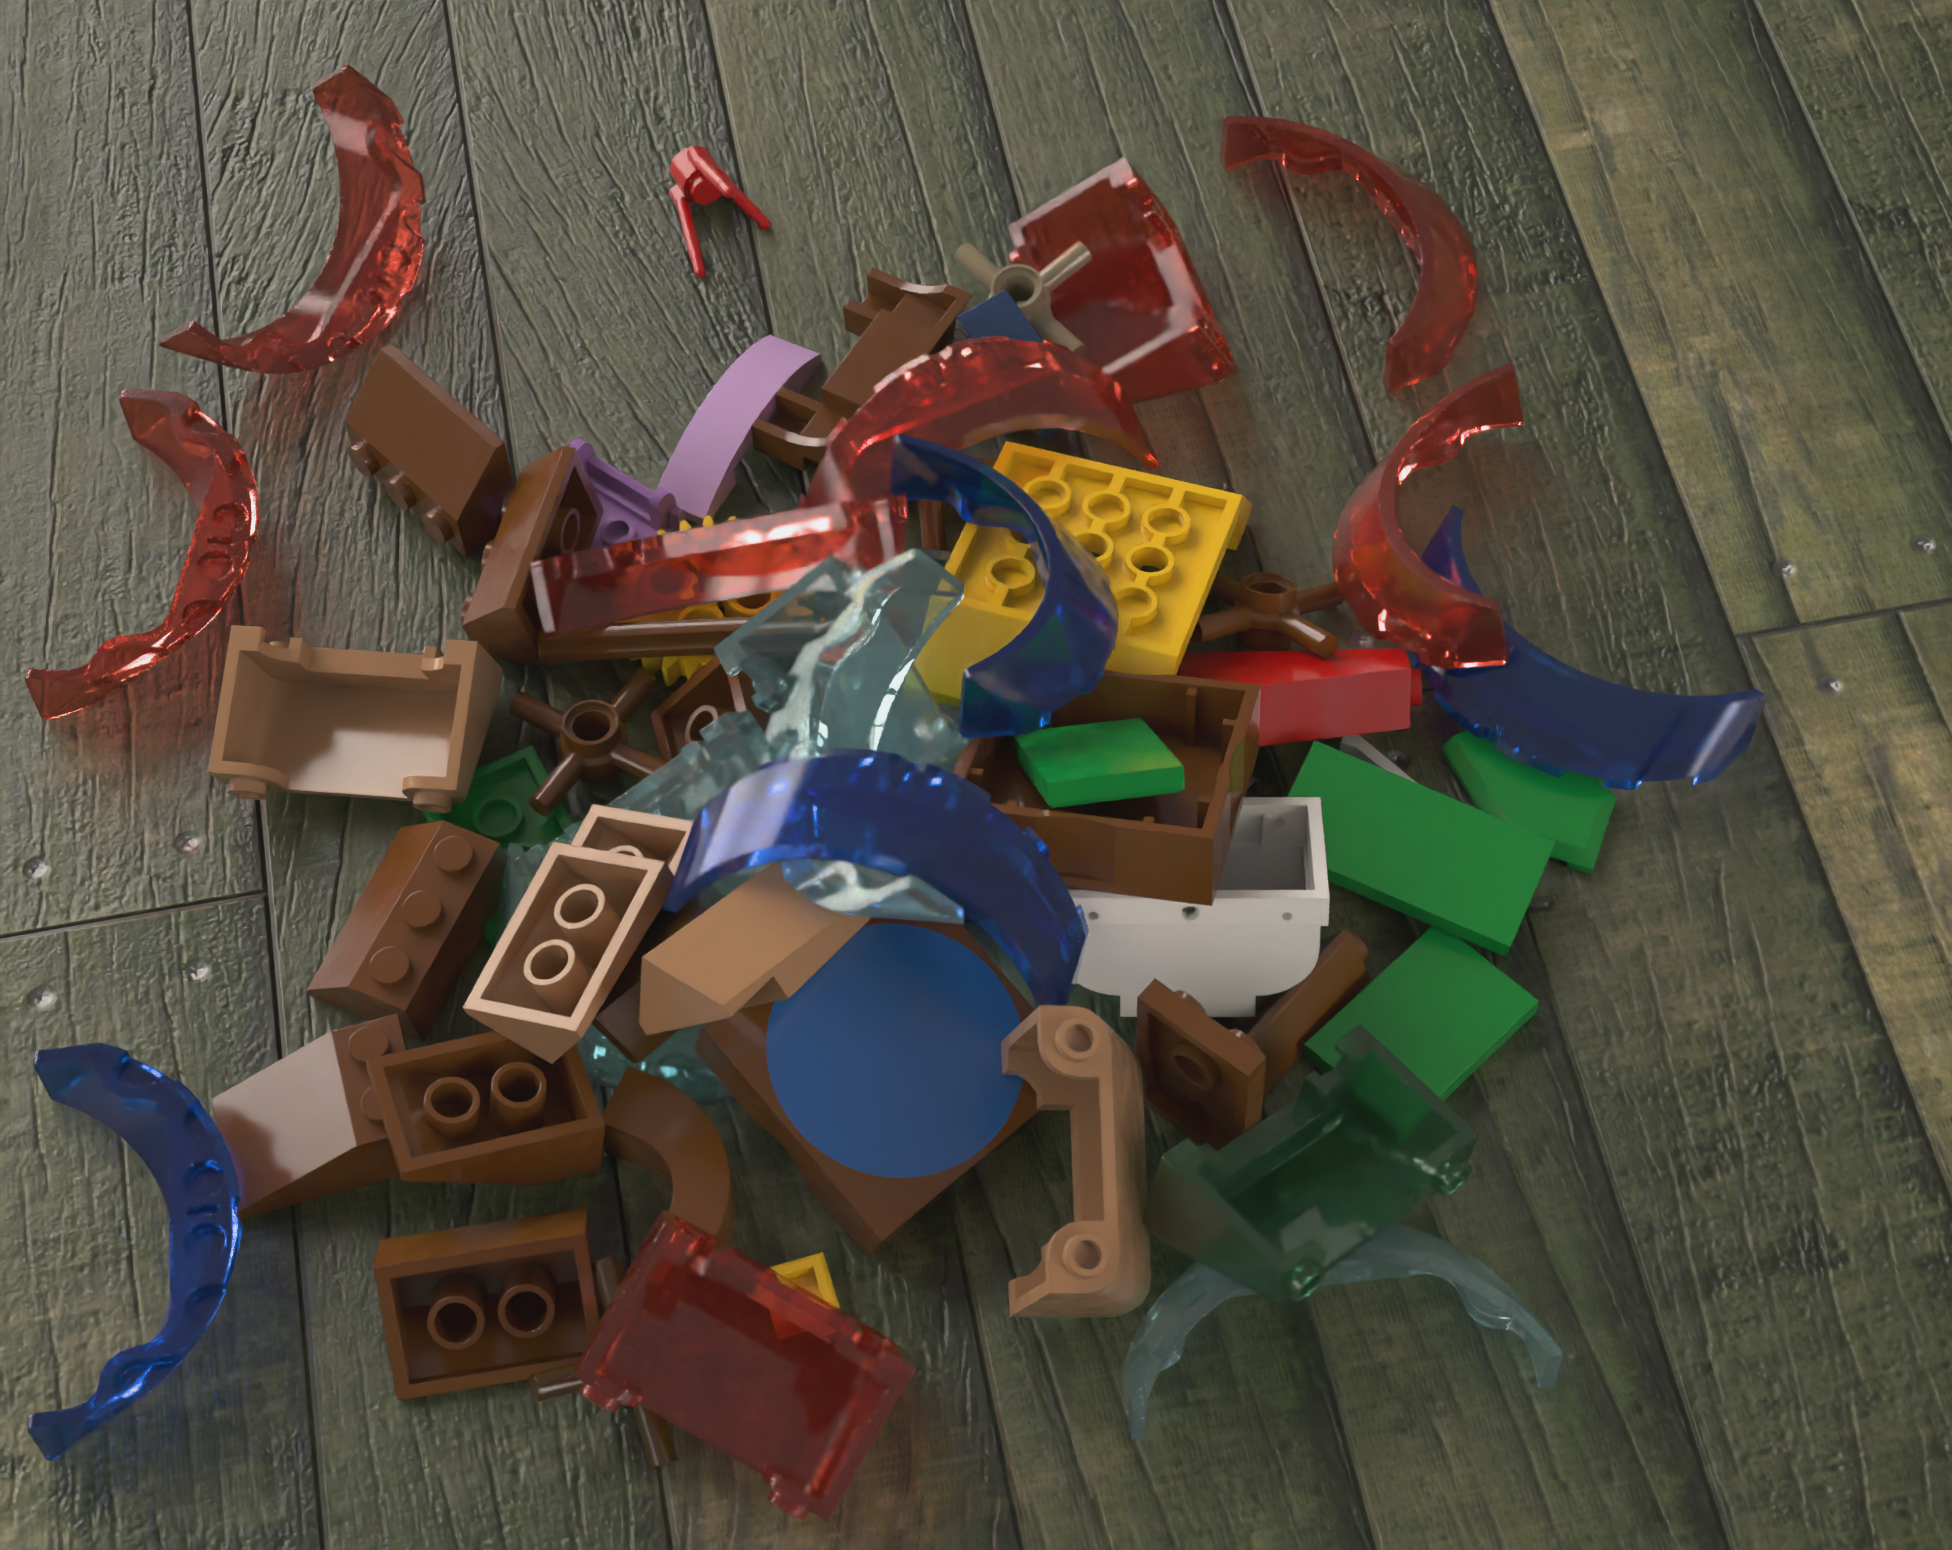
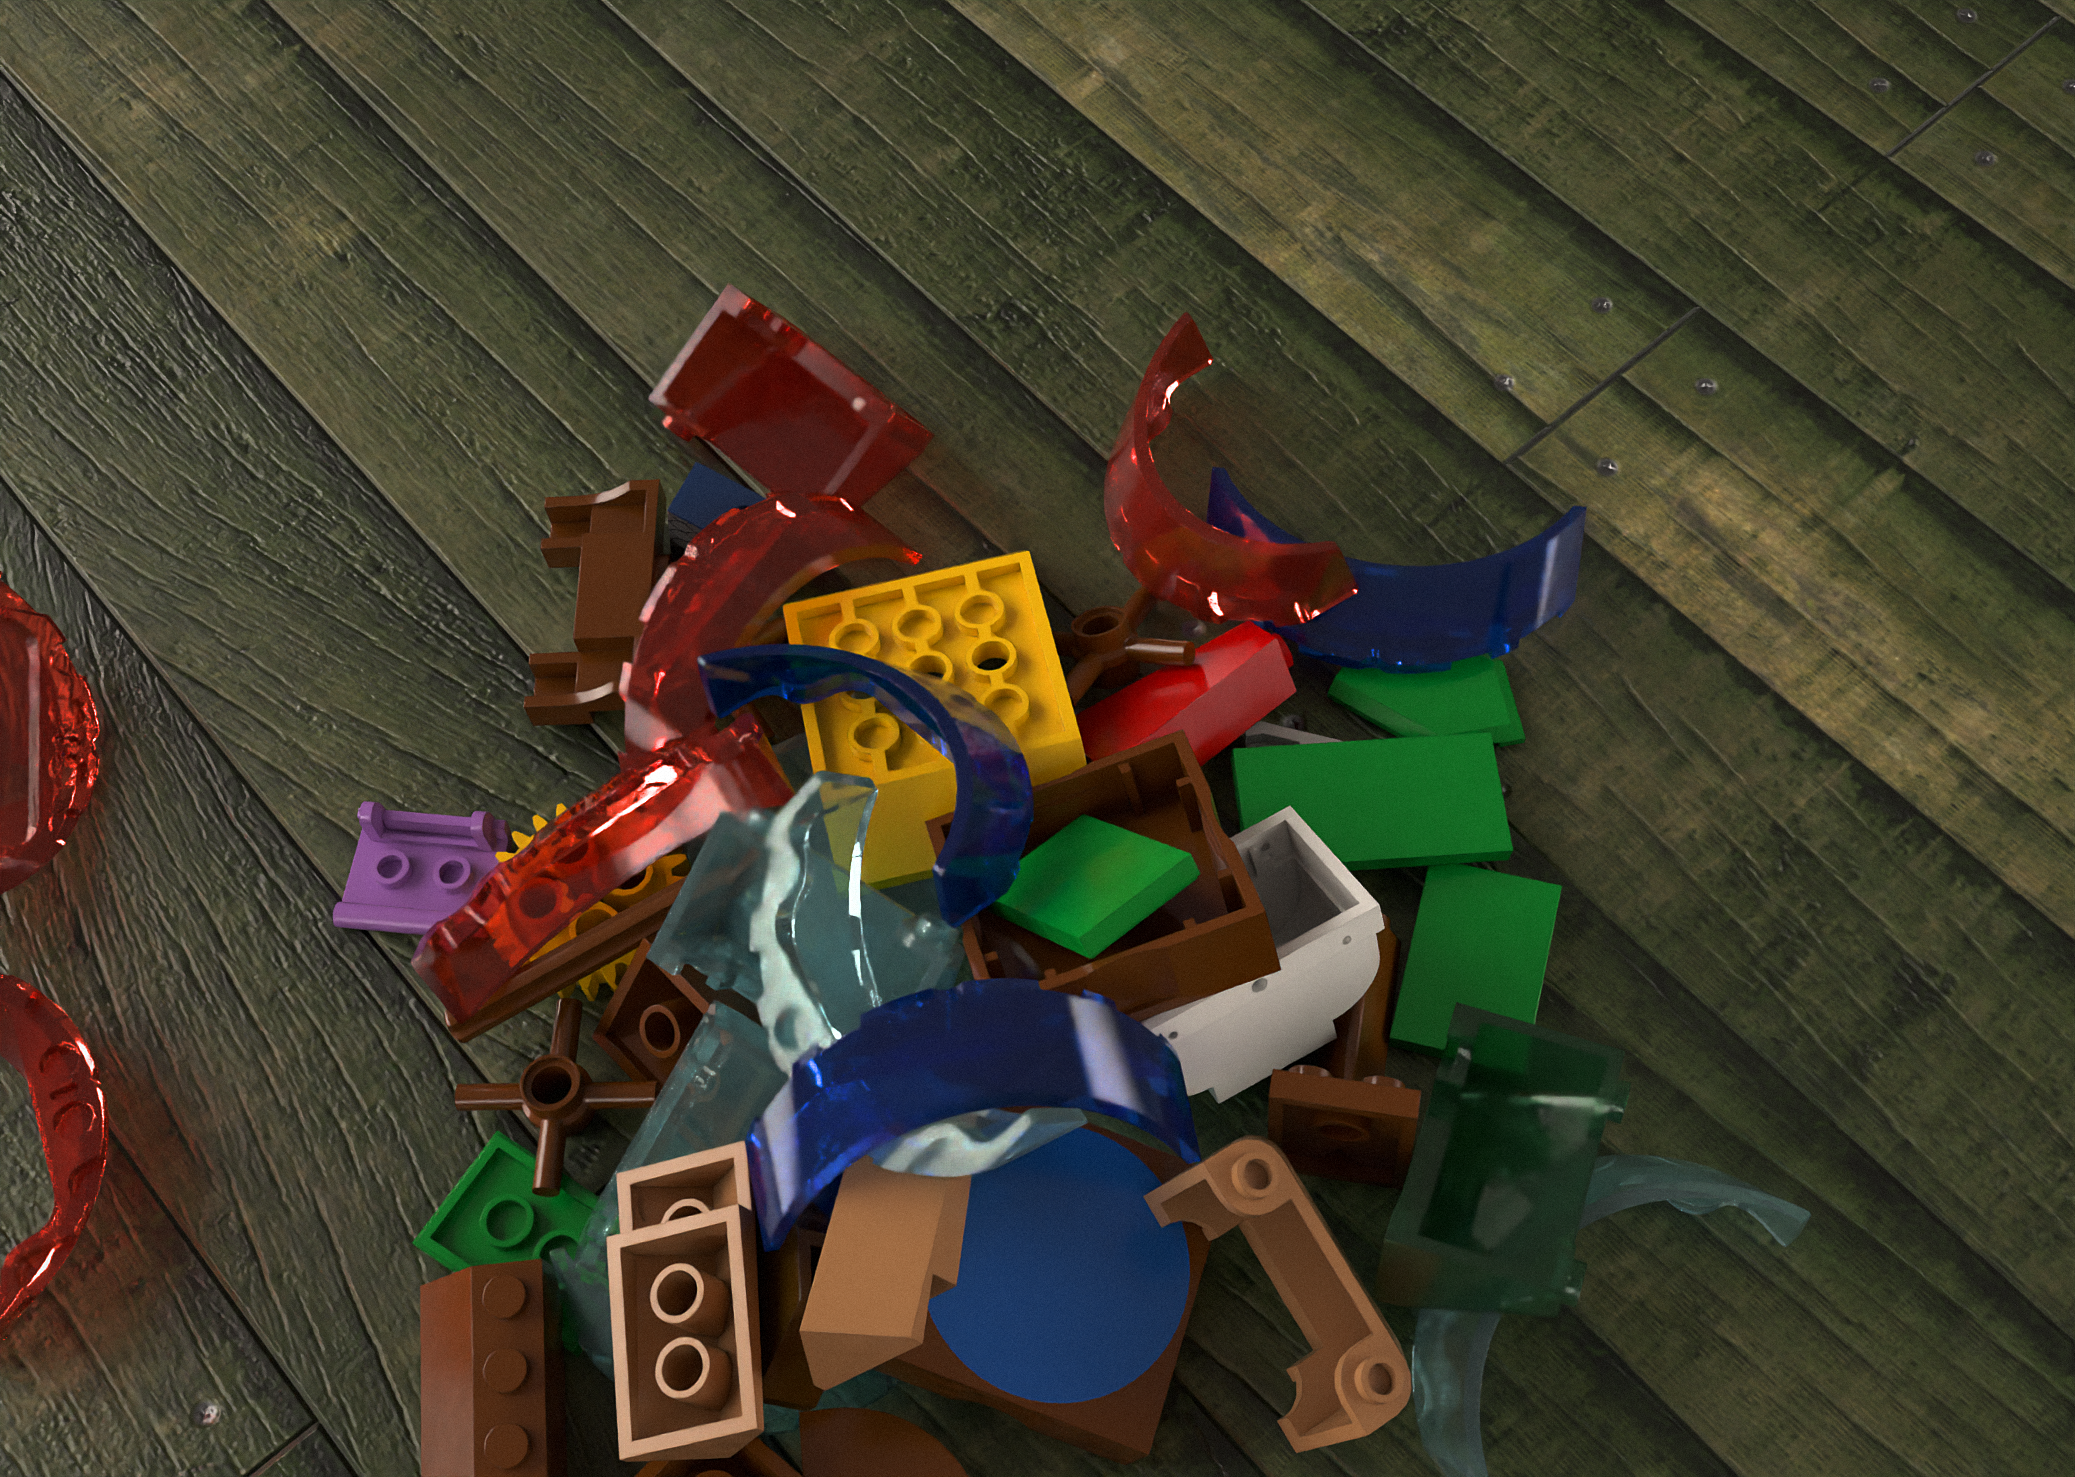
camera: 25 degrees left, 5 degrees up
(352, 720) = (308, 1206): medium nougat windscreen -> none
(429, 452) = (224, 891): reddish brown slope -> none
(543, 516) = (385, 909): reddish brown slope -> none
(703, 182) = (329, 490): red plant -> none
(721, 432) = (494, 721): lavender slope -> none
(1028, 285) = (698, 444): dark tan bar -> none
(1420, 216) = (989, 211): clear red windscreen -> none

